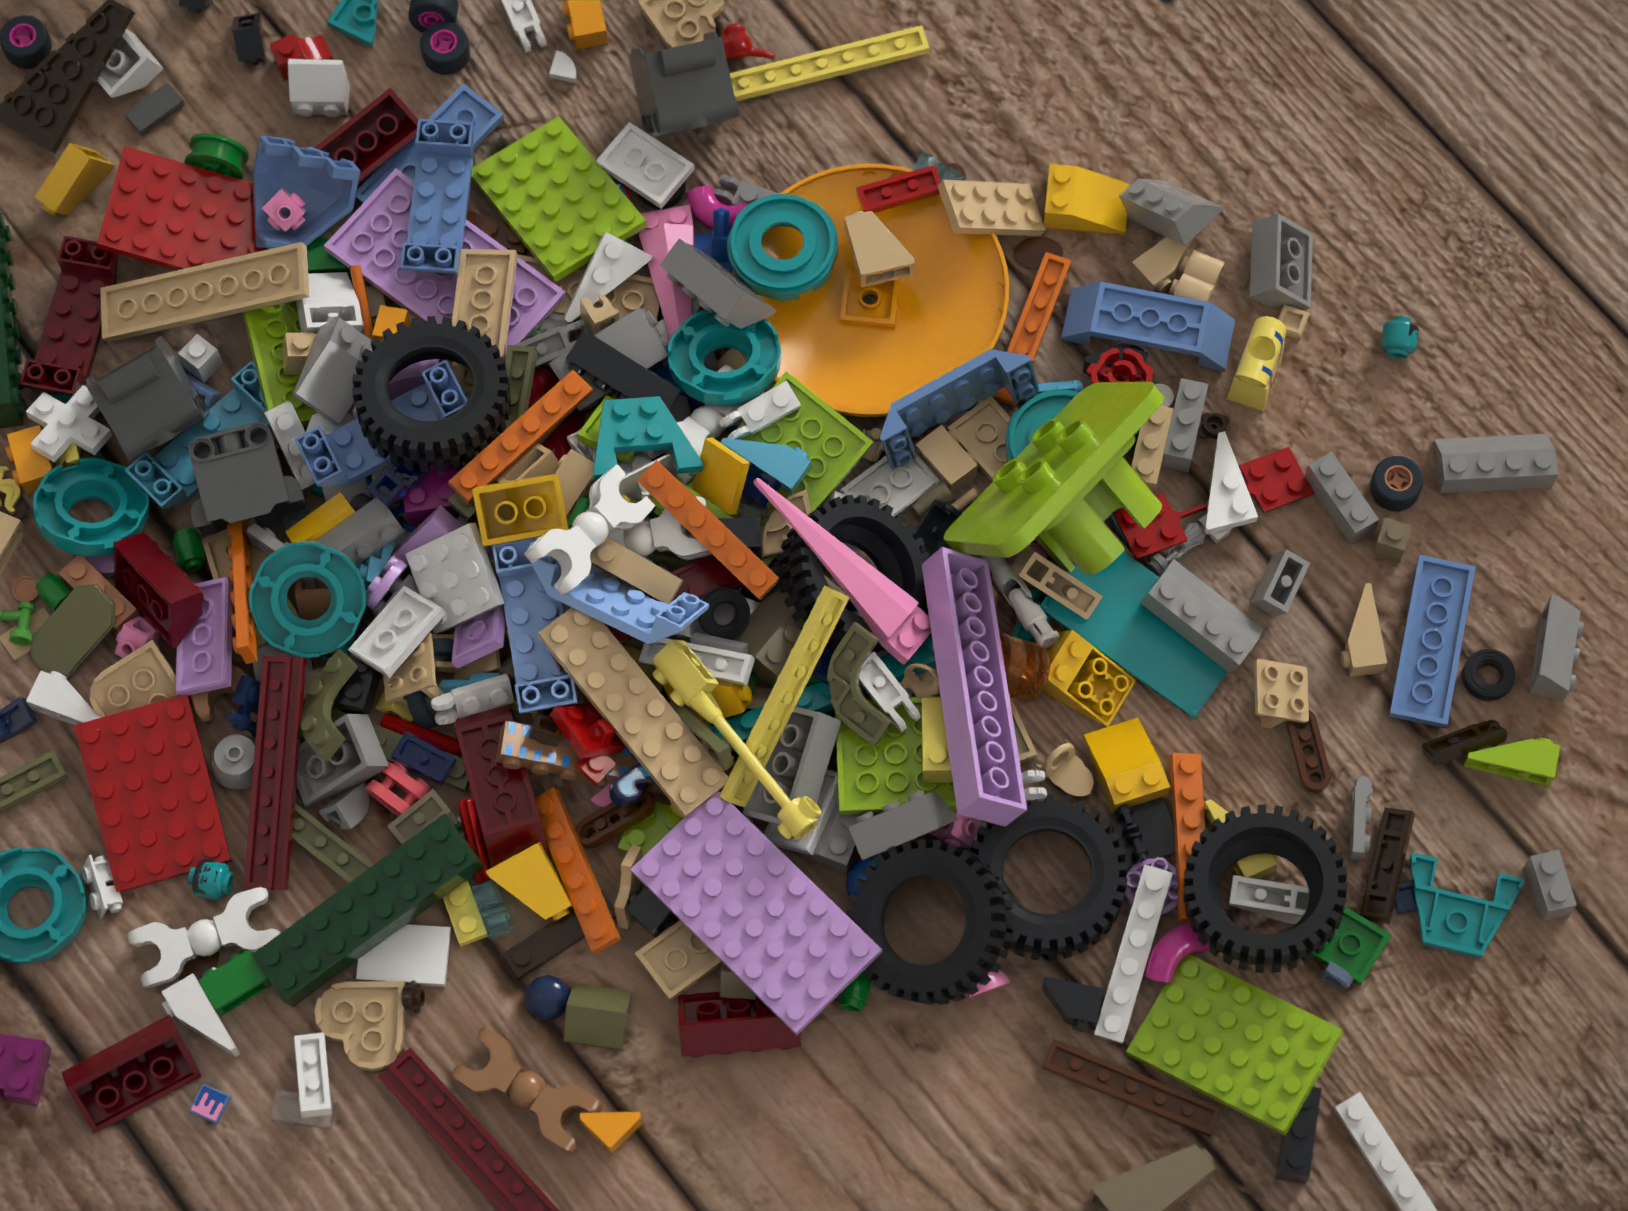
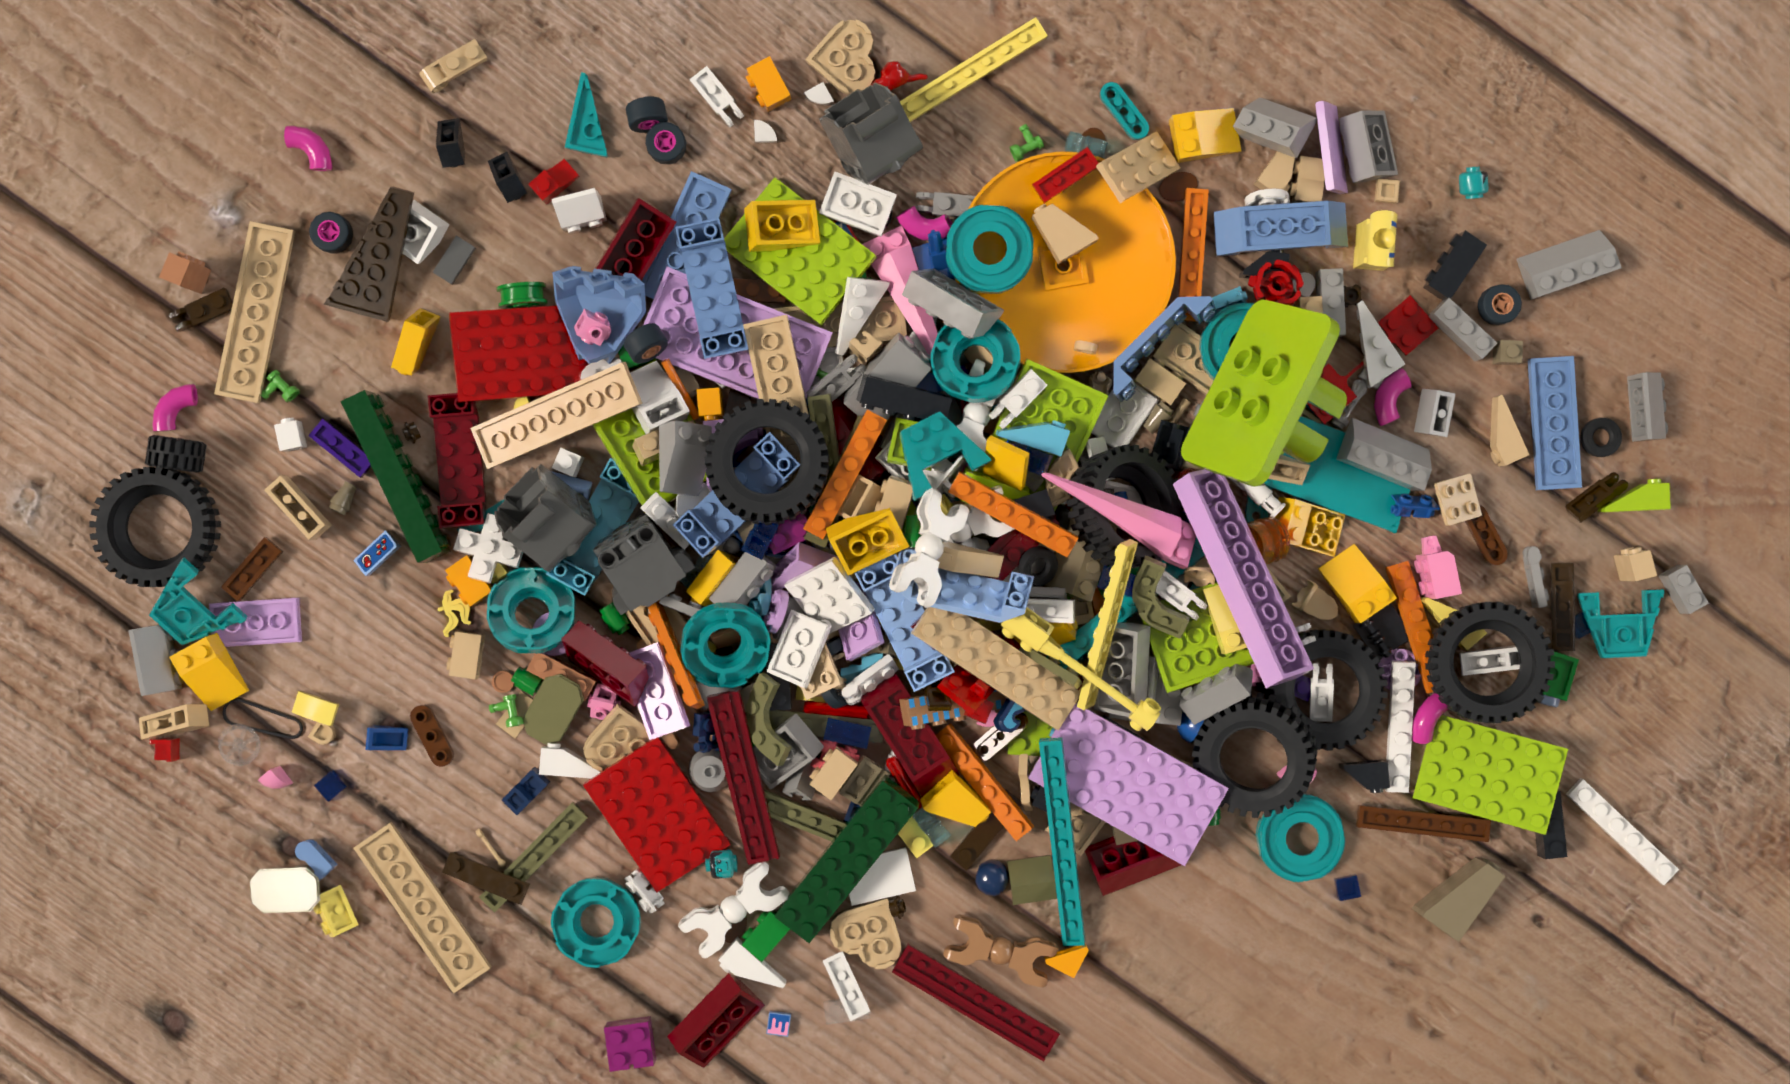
camera: 20 degrees left, 20 degrees up
(29, 277) = (411, 432): none -> dark brown plate
(338, 236) = (645, 343): none -> black wheel
(387, 795) = (833, 772): none -> tan piece
(545, 159) = (781, 224): none -> yellow slope
(641, 40) = (819, 95): none -> white tile
(648, 962) = (1062, 841): none -> teal plate
(864, 383) = (1085, 347): none -> tan tile
(874, 155) = (1032, 143): none -> bright green piece
(955, 1097) = (1299, 868): none -> teal piece
(995, 142) = (1122, 101): none -> teal plate
(1008, 1144) = (1347, 887): none -> clear blue tile
(1020, 872) = (1302, 688): none -> dark purple plate
(1042, 878) = (1321, 695): none -> white hinge
(1139, 277) = (1267, 197): none -> white tile
(1226, 552) = (1387, 396): none -> dark pink cylinder
(1232, 769) = (1436, 570): none -> bright pink hinge
(1233, 250) = (1331, 147): none -> lavender tile
(1235, 692) = (1423, 506): none -> blue hinge
(1352, 422) = (1454, 265): none -> black brick
(1491, 832) = (1635, 564): none -> tan piece

